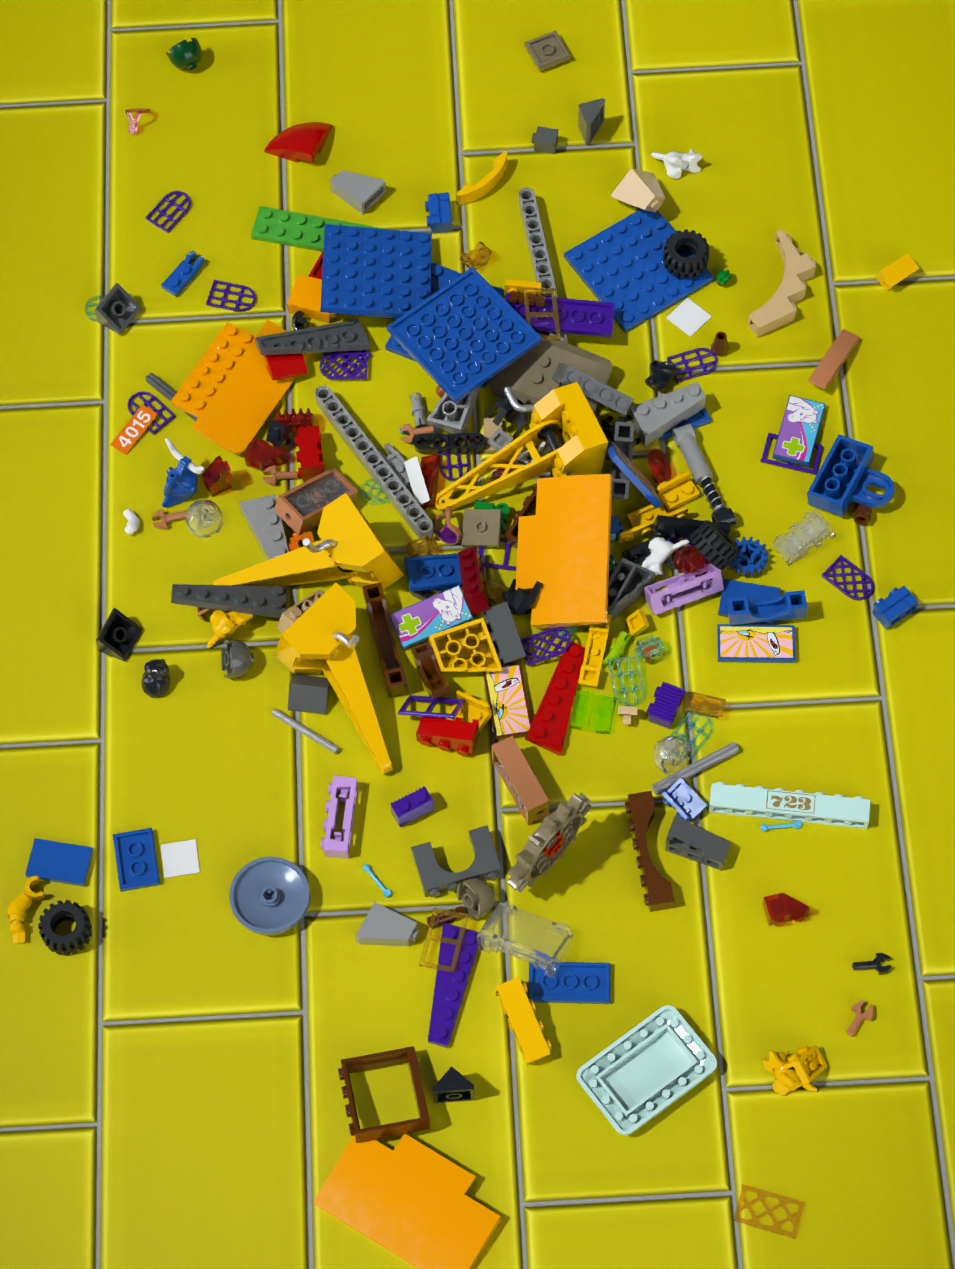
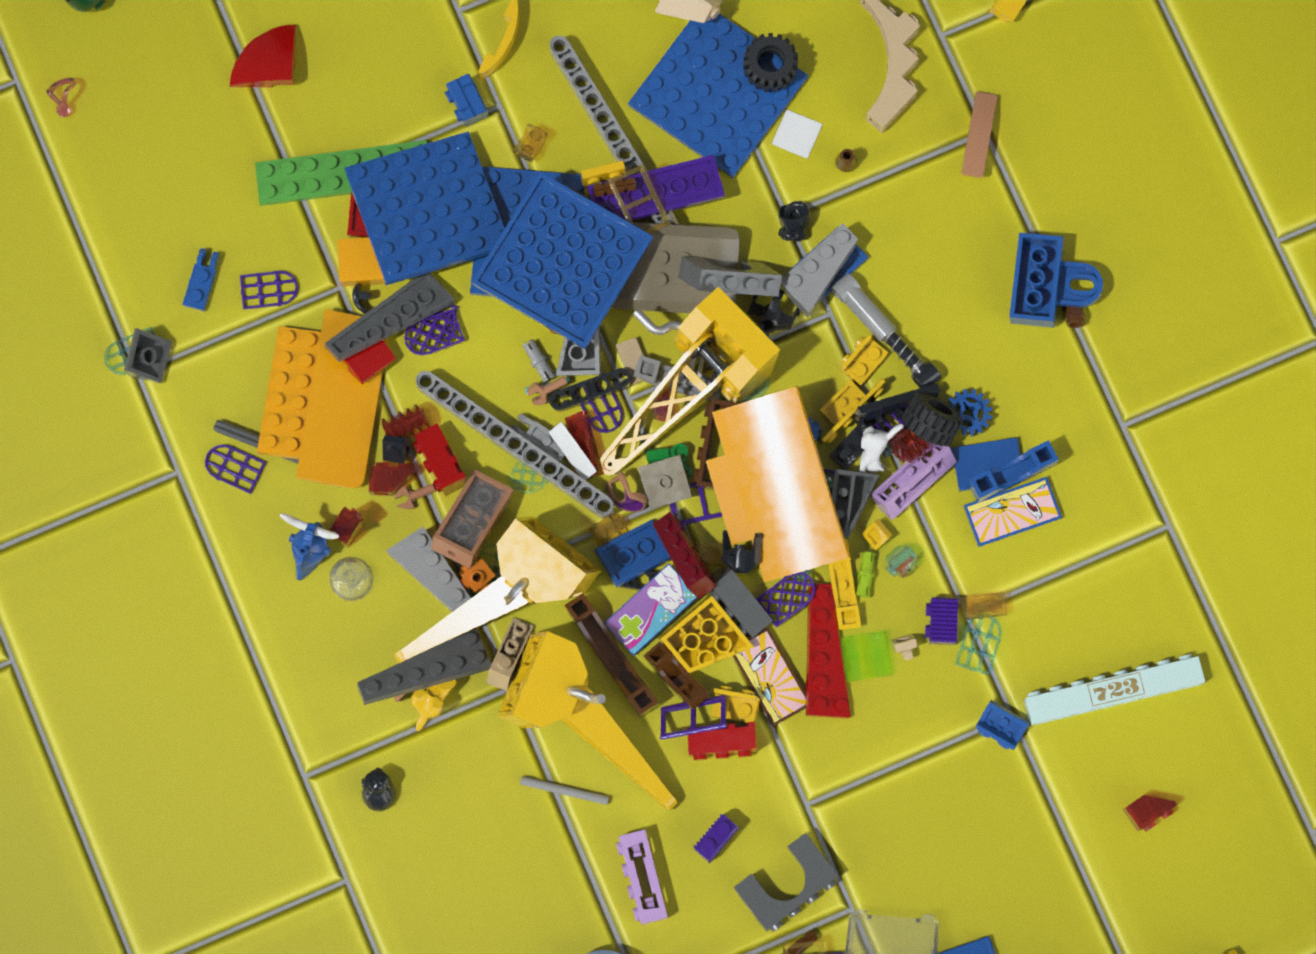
camera: 20 degrees left, 15 degrees up
(118, 635) = (316, 755): black slope -> none
(133, 521) = (274, 611): white arm -> none
(134, 429) = (226, 496): orange sticker -> none
(166, 518) = (310, 592): nougat bar -> none
(169, 217) = (143, 207): dark purple window -> none
(236, 658) = (456, 736): dark grey cylinder -> none
(309, 694) = (551, 746): dark grey slope -> none
(357, 189) = (359, 102): light grey slope -> none
(386, 892) = (723, 942): medium azure hinge -> none
(476, 897) = (824, 917): dark tan cylinder -> none
(509, 414) = (642, 333): black piece -> none
(520, 780) = (821, 768): nougat brick -> none
(549, 842) = (885, 840): dark tan gear -> none
(624, 441) = (790, 334): dark grey arch -> none
(630, 673) = (881, 603): clear light blue window -> none
(633, 473) = (813, 366): blue tile -> none
(658, 889) = (1009, 836): reddish brown arch -> none
(659, 468) = (832, 337): clear red plate -> none
(671, 754) = (968, 678): clear cylinder -> none
(696, 767) = (998, 682): light grey axle -> none
(696, 844) = (1034, 771): dark grey wedge -> none
(698, 357) = (833, 190): dark purple window -> none
(723, 277) = (819, 71): green plate -> none
(788, 465) = (971, 266): dark purple window -> none
(797, 824) = (1127, 707): medium azure hinge -> none
(798, 431) = (970, 237): tile -> none
(802, 537) = (1020, 370): clear wedge -> none
(853, 582) = (1072, 409): dark purple window -> none
(859, 1017) = (1265, 900): nougat bar -> none
(882, 970) = (1260, 836): black bar -> none
(894, 607) = (1147, 417): blue brick -> none

